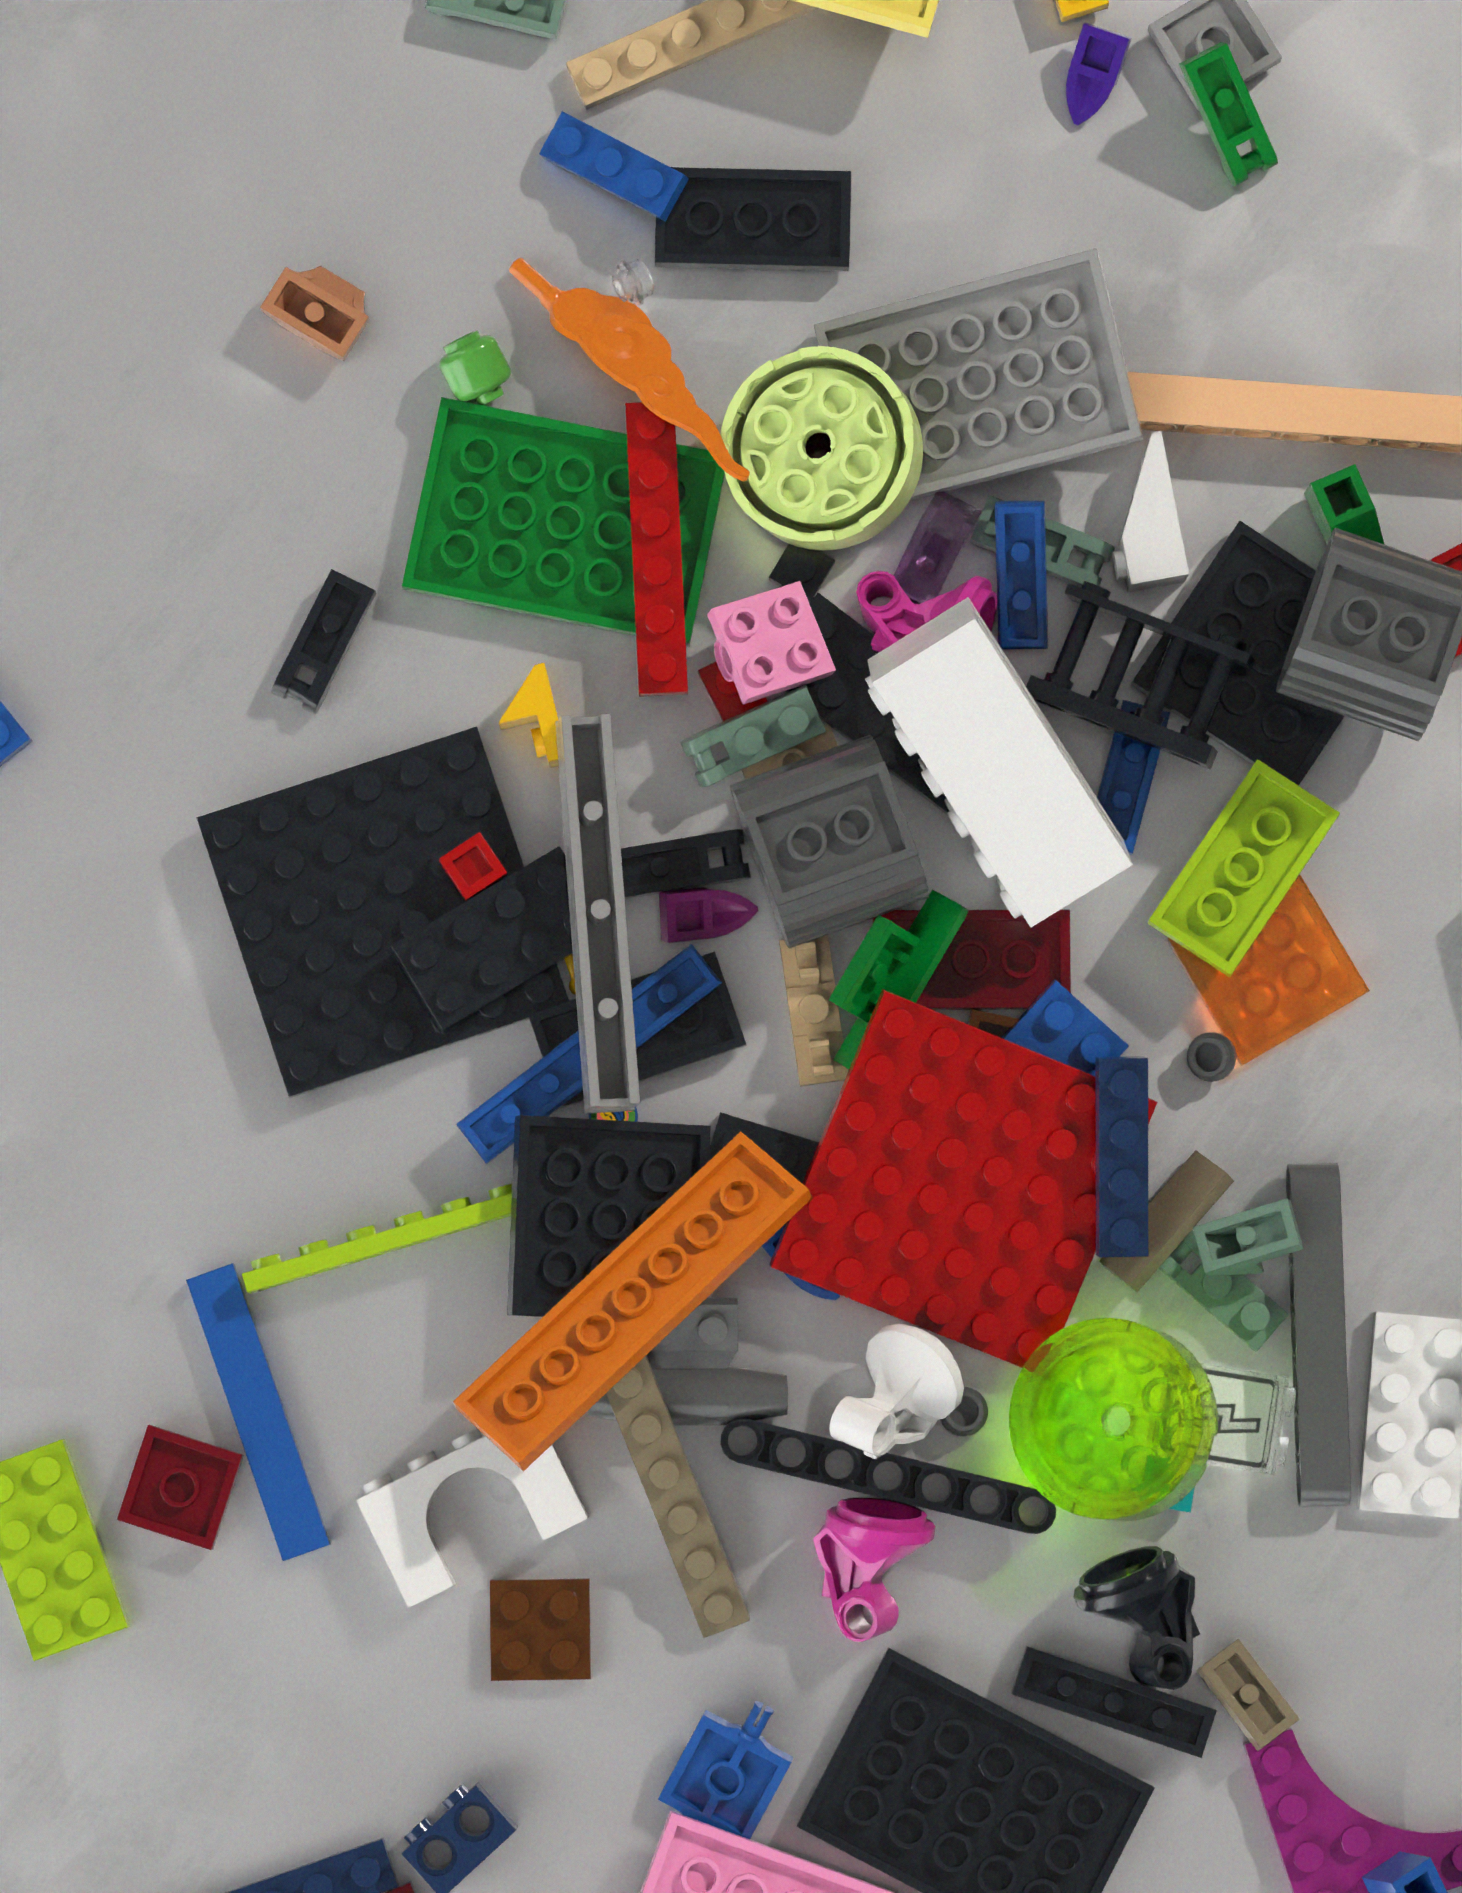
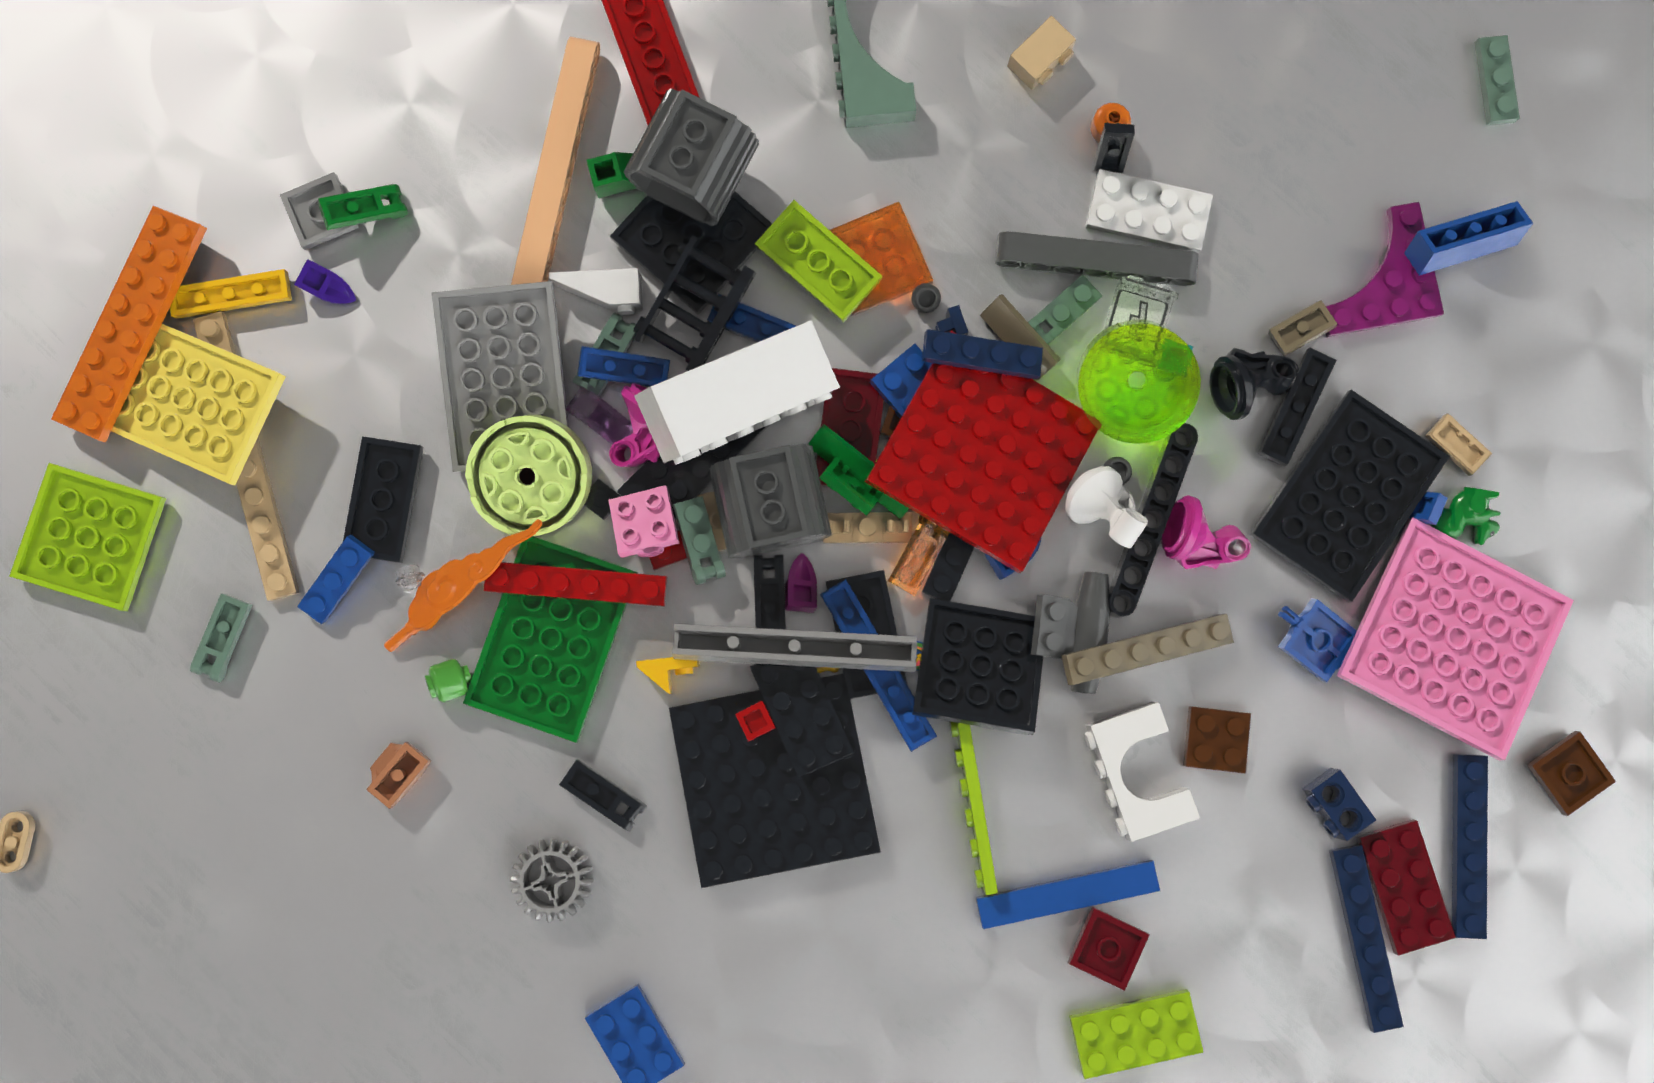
camera: 85 degrees left, 0 degrees up
(158, 586) = (554, 893): none -> light grey gear
(632, 1300) = (1036, 658): orange plate -> none
(773, 1097) = (918, 556): none -> clear orange plate
(1170, 1105) = (954, 321): none -> dark blue tile
(1247, 1239) = (1038, 288): sand green slope -> none

